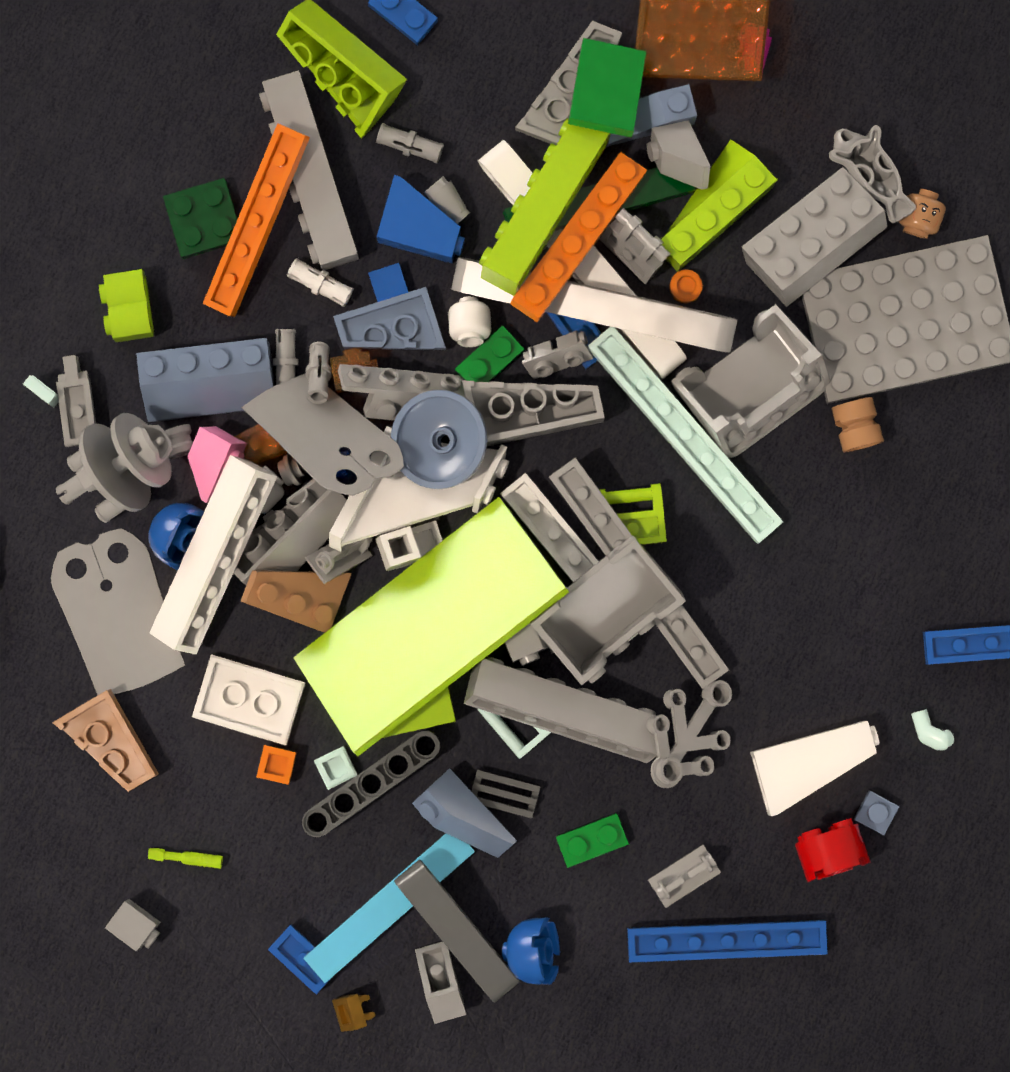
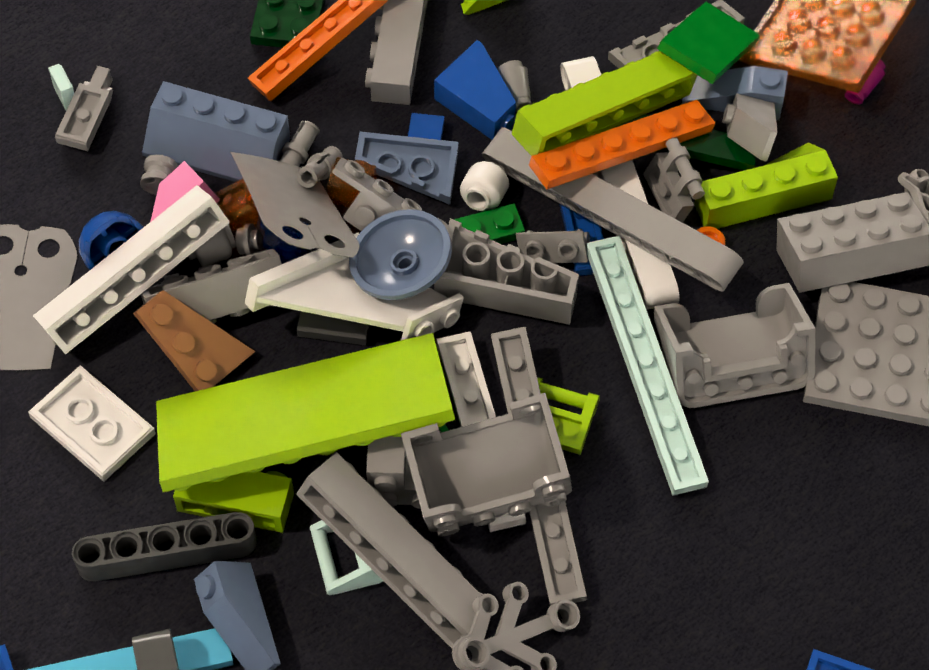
camera: 25 degrees right, 25 degrees down
(119, 465) = (92, 159): light grey piece -> none
(127, 306) = (179, 52): lime brick -> none
(276, 764) = (82, 489): orange plate -> none
(320, 282) = (363, 104): white pin -> none
(331, 563) = (248, 326): light grey hinge -> none
(335, 767) = (138, 515): light aqua tile -> none
(407, 544) = (314, 341): white brick -> none
(409, 143) = (490, 20): light grey pin -> none
(500, 806) = (327, 629): dark grey tile -> none
(857, 424) = (824, 425): medium nougat wheel -> none

